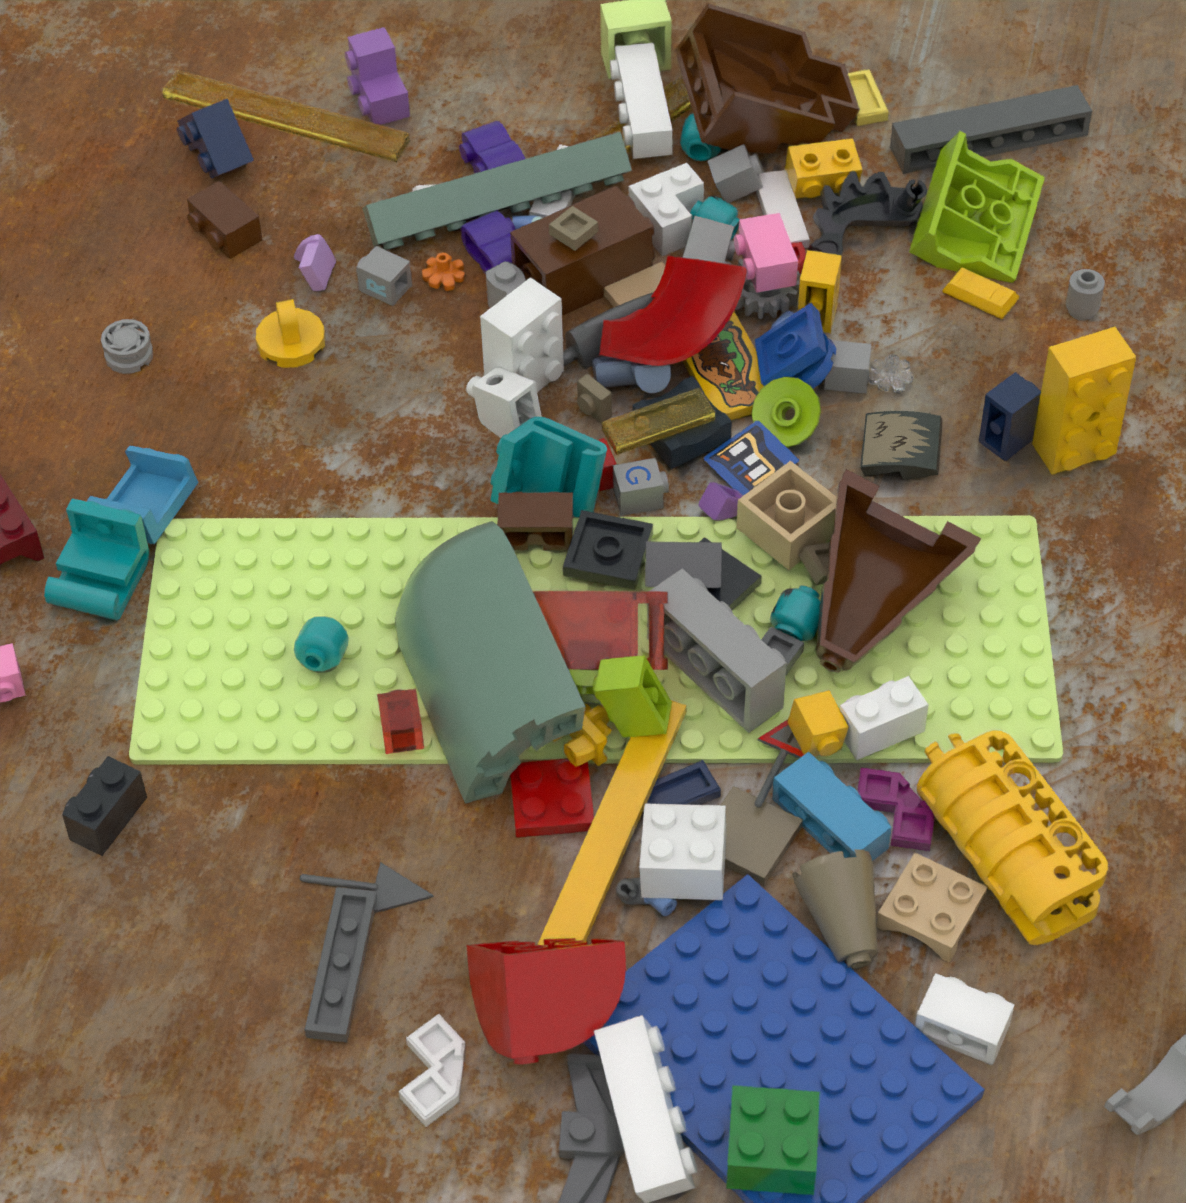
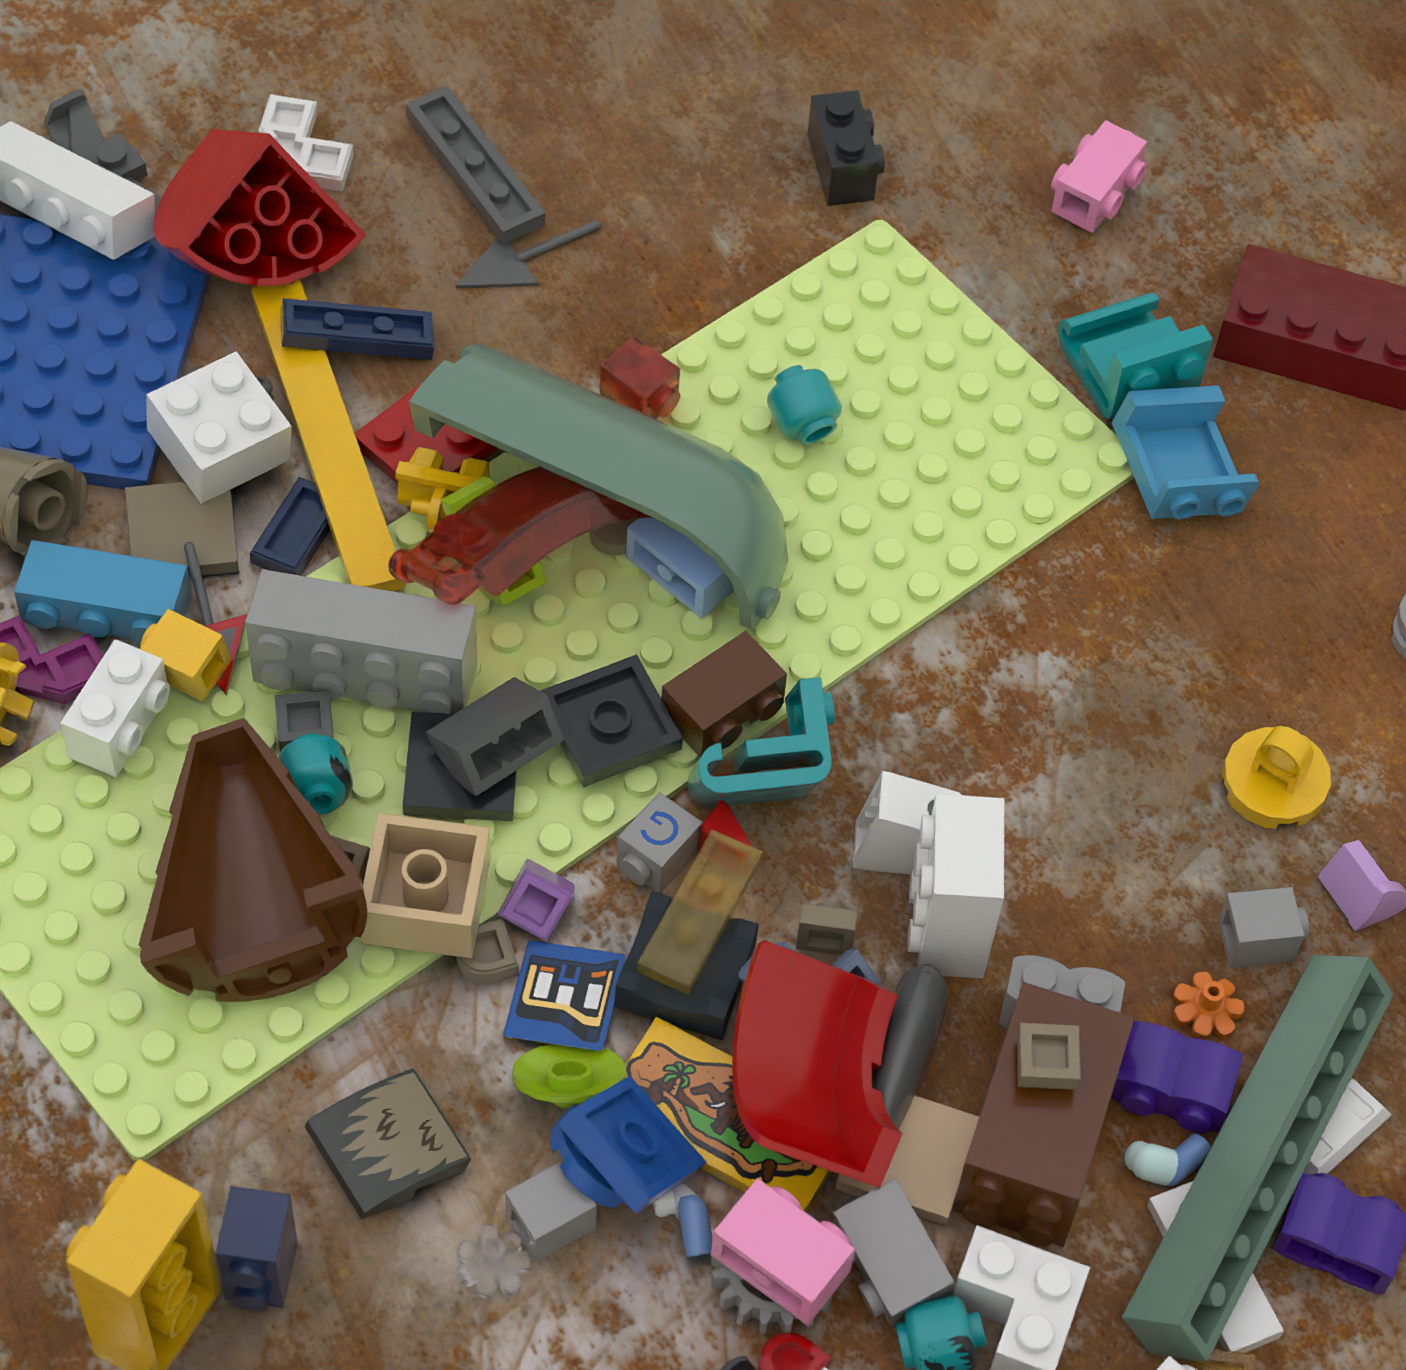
camera: 135 degrees right, 5 degrees up
(531, 887) = (356, 329): none -> dark blue tile
(632, 696) = (395, 505): lime brick -> none
(821, 285) = (678, 1281): yellow brick -> none

